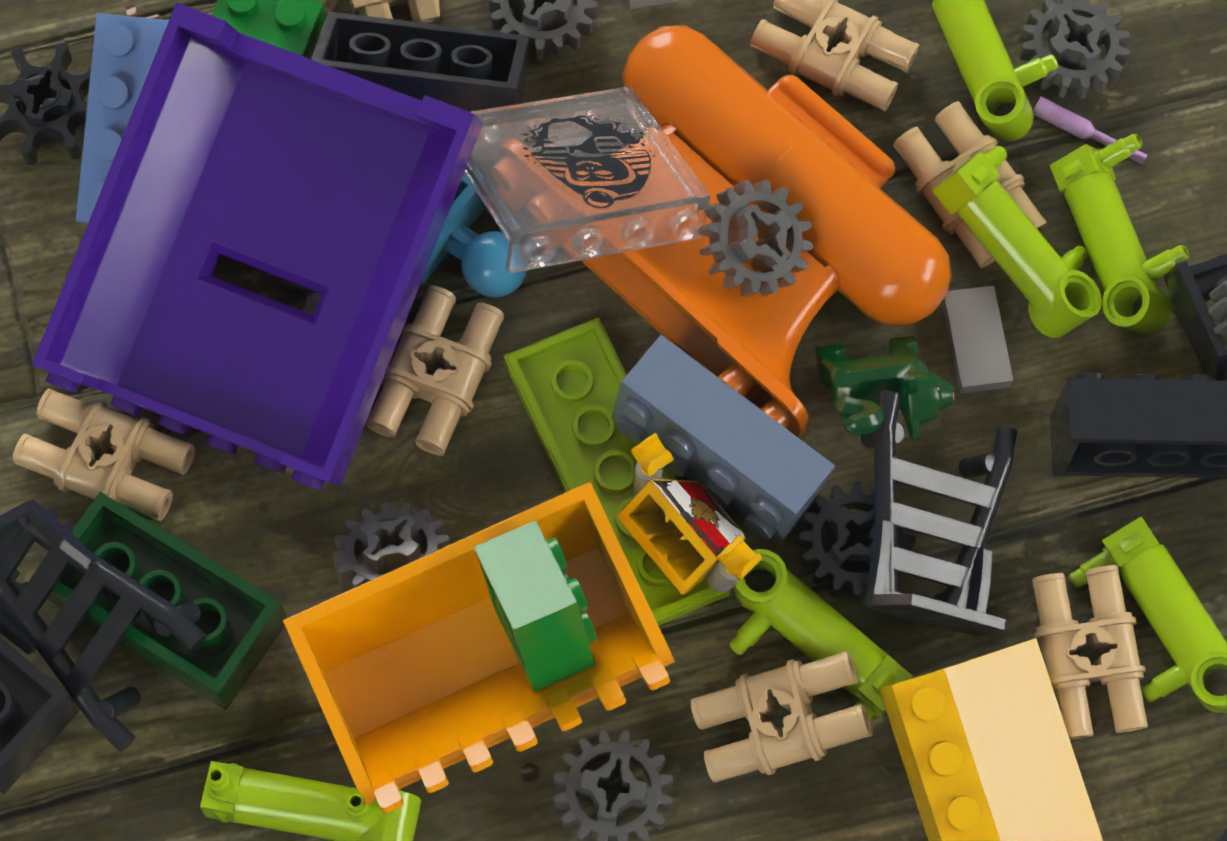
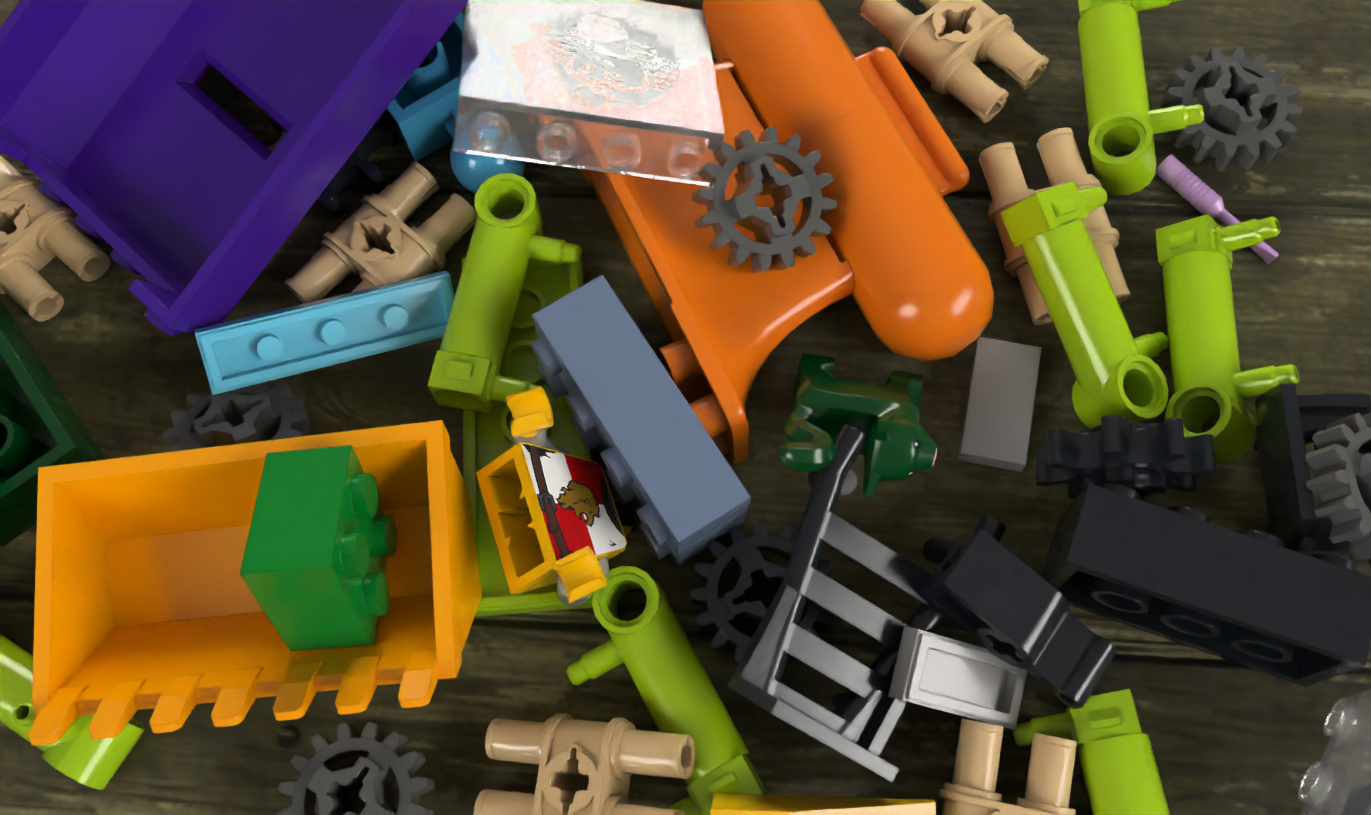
camera: 30 degrees right, 0 degrees up
(433, 448) = (325, 332): none -> medium azure tile
(552, 379) = (488, 294): none -> lime piece
(1020, 550) = (957, 678): none -> light grey tile
(1047, 490) = (1018, 617): none -> black piece
(1084, 348) = (1126, 454): none -> black gear

